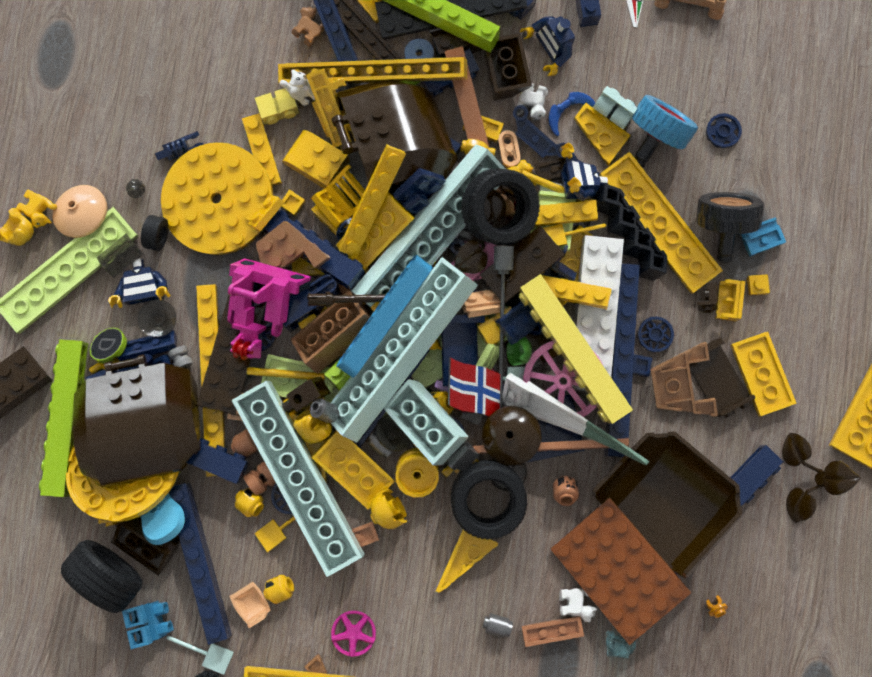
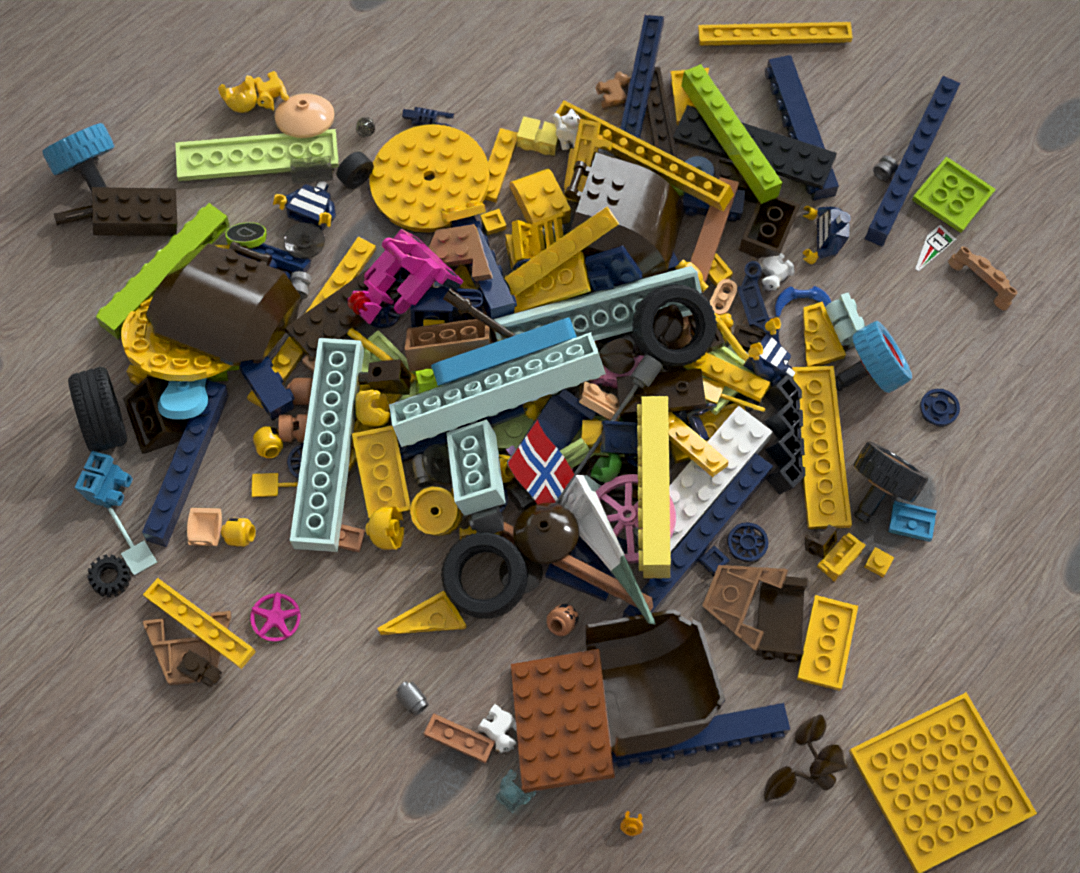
camera: 30 degrees right, 15 degrees down
(324, 411) = (392, 397): flat silver brick -> none

